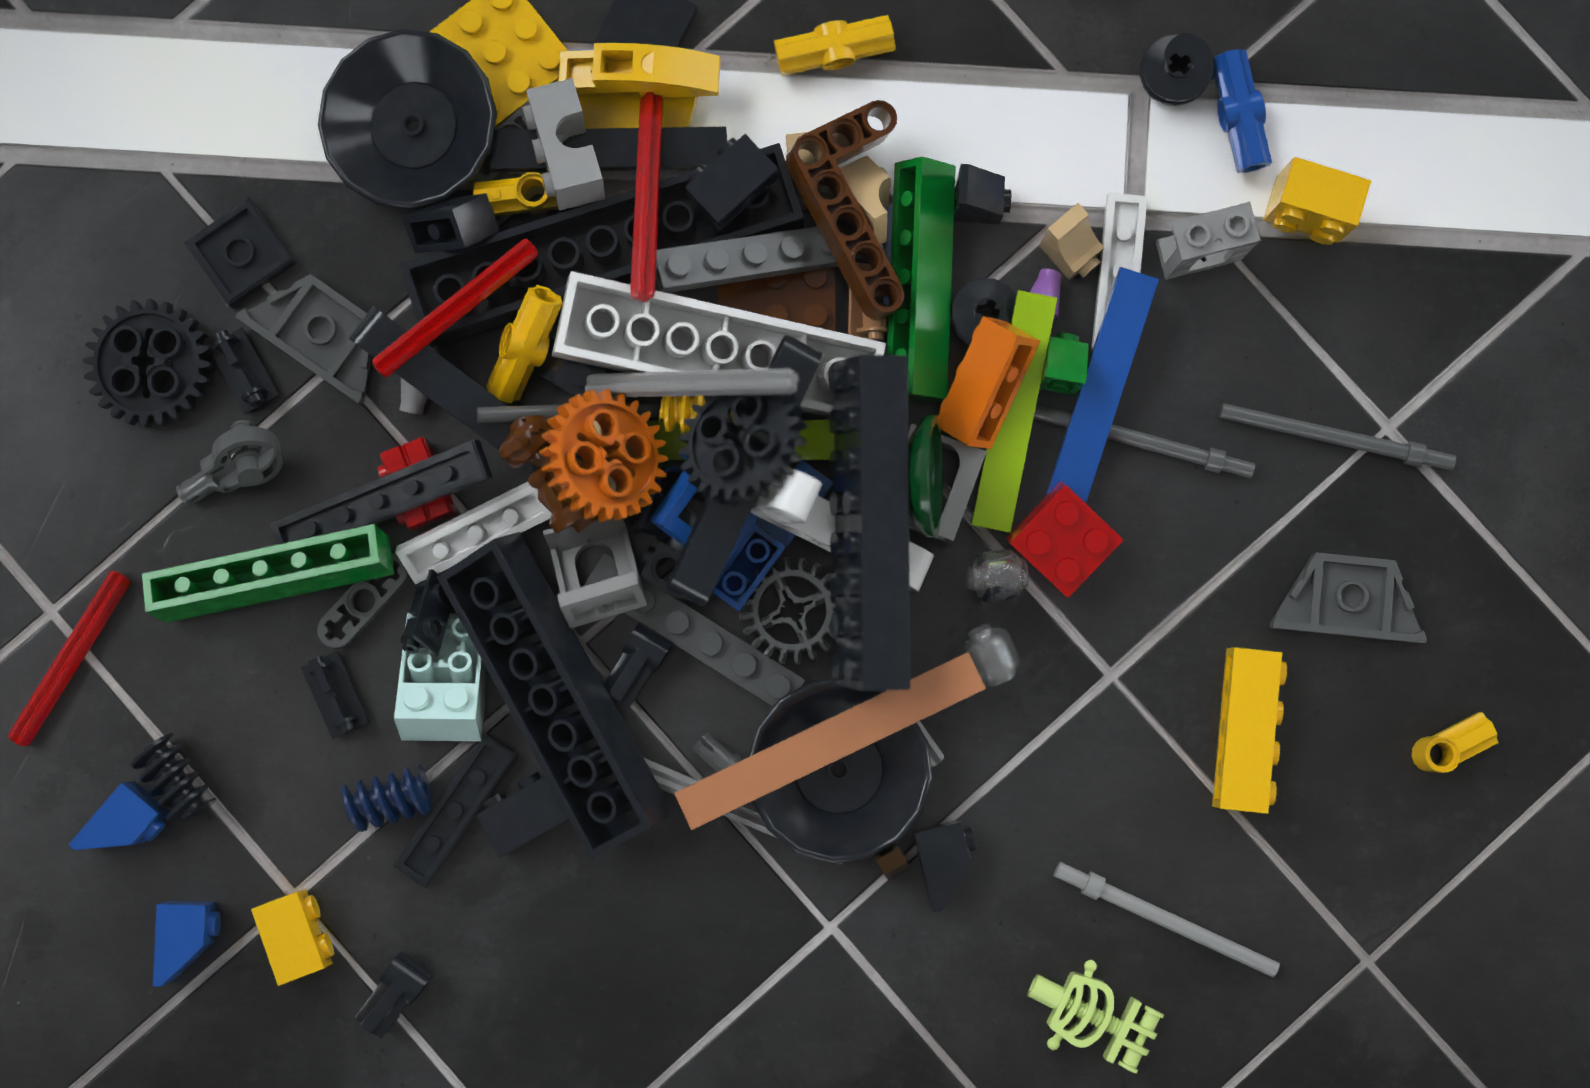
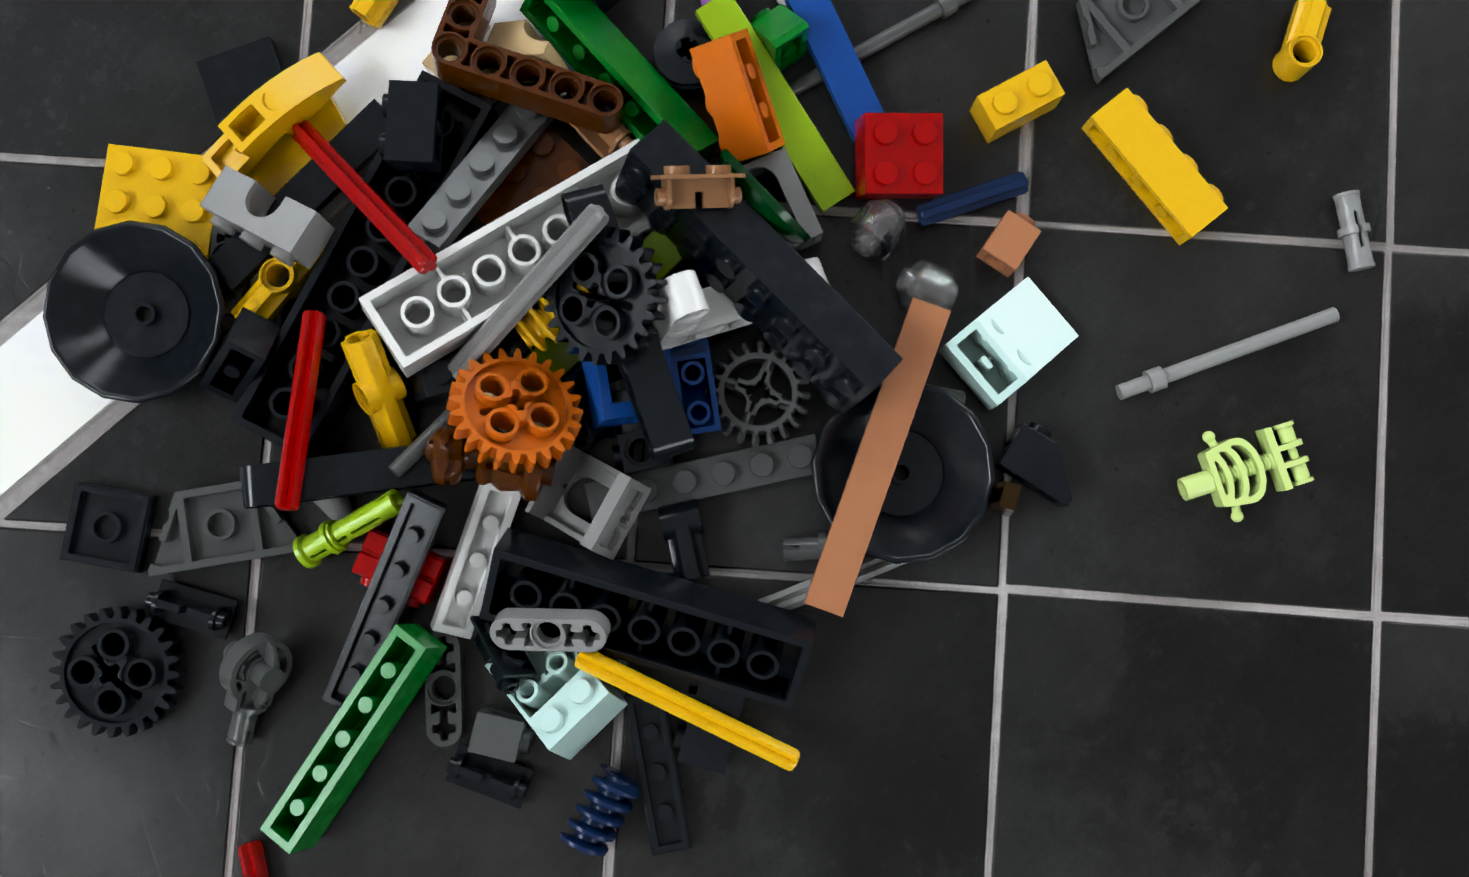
camera: 45 degrees left, 0 degrees up
(370, 673) = (500, 735): none -> dark grey brick
(394, 417) = (335, 535): none -> lime pin
(460, 632) = (535, 640): none -> light grey beam
(519, 786) = (688, 709): none -> yellow axle
(894, 437) = (679, 187): none -> medium nougat hinge
(1011, 753) = (1008, 343): none -> light aqua slope
(1085, 680) = (1009, 242): none -> nougat brick
(1090, 621) = (972, 198): none -> dark blue axle
(1192, 583) = (1016, 101): none -> yellow brick
(1350, 922) = (1353, 230): none -> light grey pin

